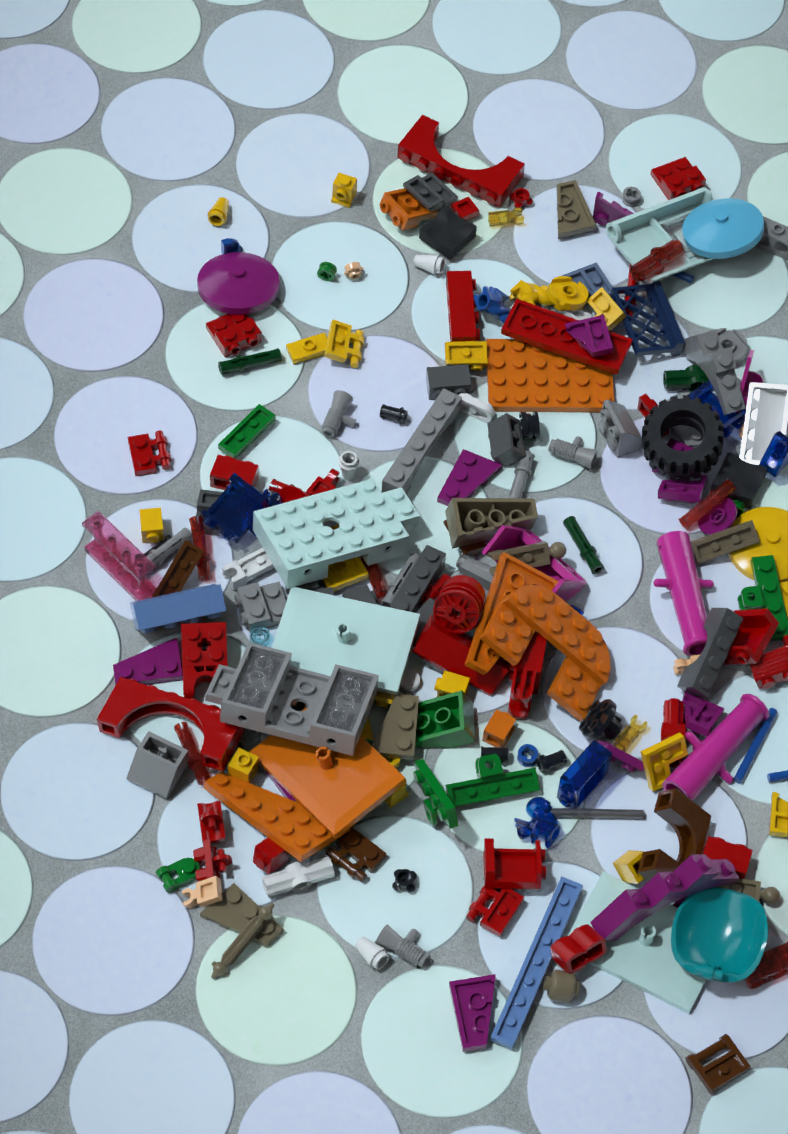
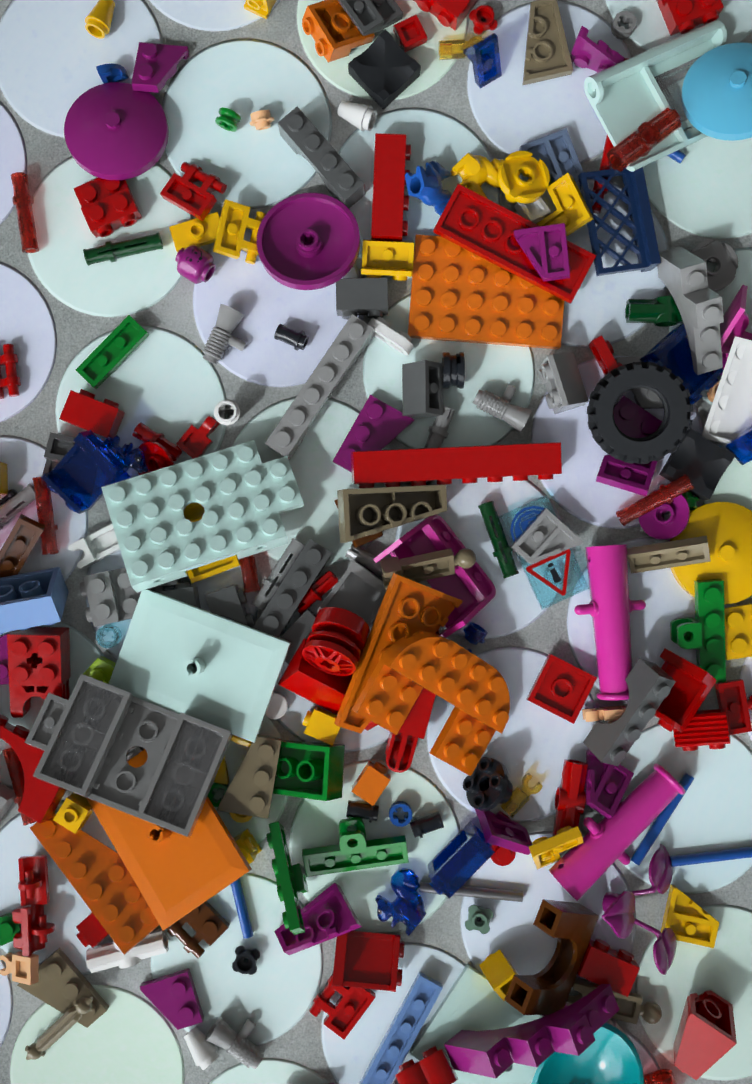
camera: 10 degrees right, 30 degrees up
(165, 335) = (23, 203): none -> clear red pin
(266, 239) = (156, 65): none -> magenta wing
(303, 319) = (188, 196): none -> red plate
(310, 366) = (195, 264): none -> magenta head
(344, 917) = (175, 998): none -> magenta wing
(393, 833) = (242, 909): none -> blue bar
(401, 345) = (308, 241): none -> magenta dish
(421, 303) = (311, 144): none -> dark grey arch
(465, 838) = (323, 919): none -> magenta wing
(526, 220) = (485, 59): none -> clear blue slope
(546, 485) = (456, 463): none -> red brick
(605, 838) = (485, 915): none -> sand green plate
(620, 778) = (502, 856): none -> red plate
(622, 537) = (544, 538): none -> light grey wing
(622, 553) = (554, 576): none -> clear light blue tile
(652, 649) = (561, 688): none -> red plate
(730, 806) = (620, 910): none -> magenta plant

